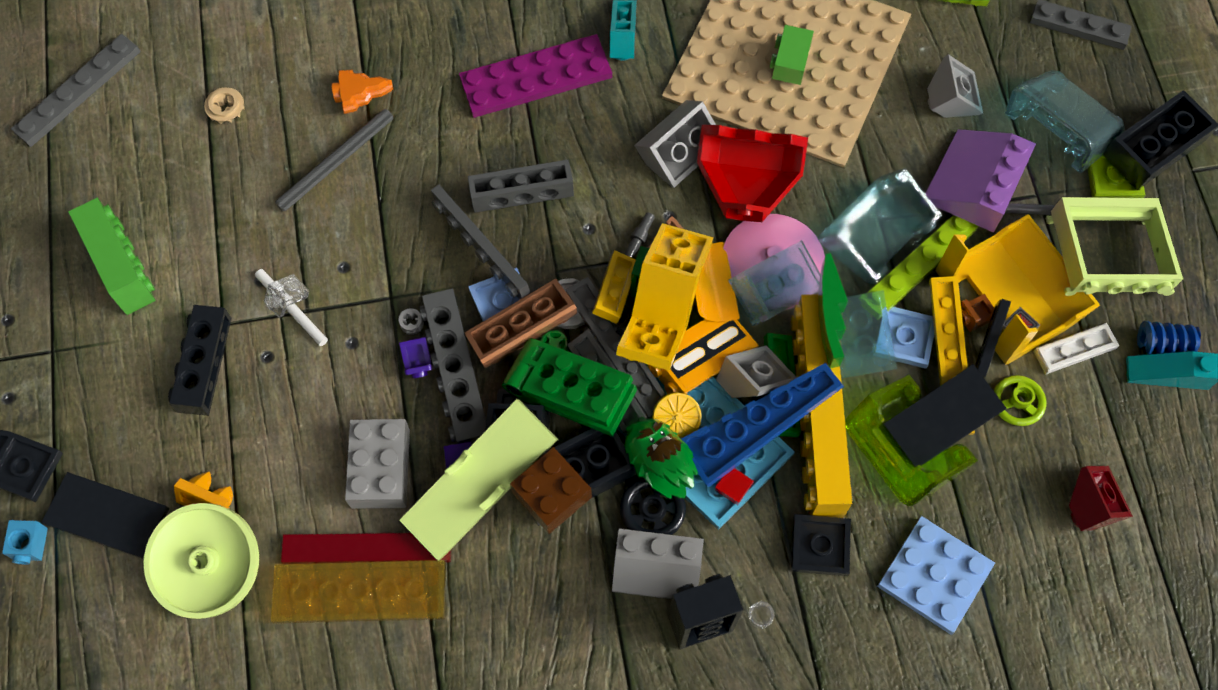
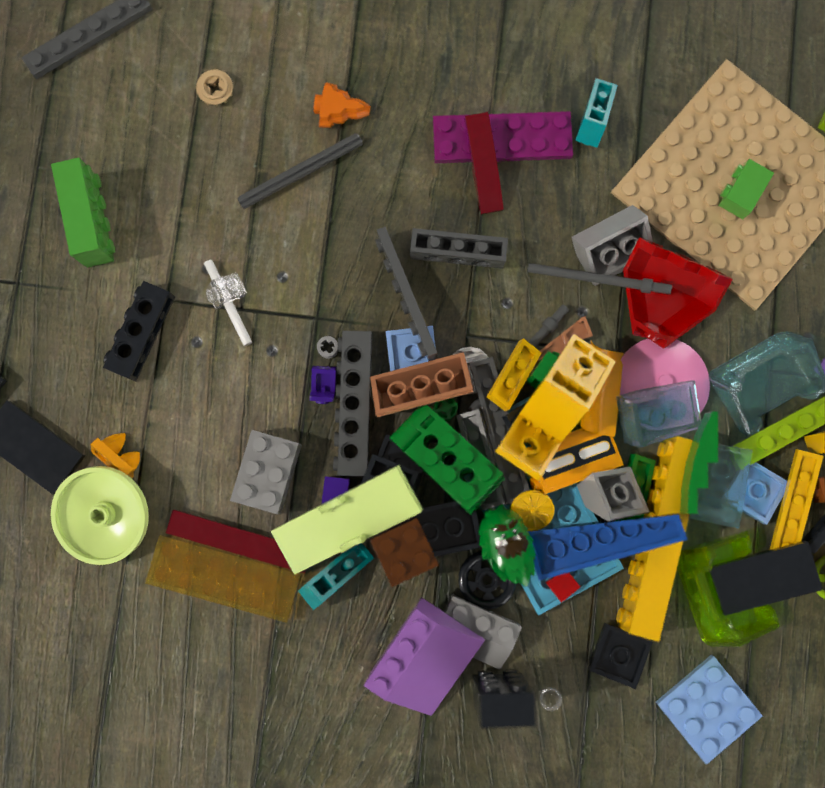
camera: 15 degrees right, 15 degrees up
(482, 551) = (335, 575): none -> teal slope
(524, 101) = (484, 163): none -> dark red slope
(607, 607) = (423, 659): none -> medium lavender slope
(723, 167) = (645, 285): none -> dark grey bar

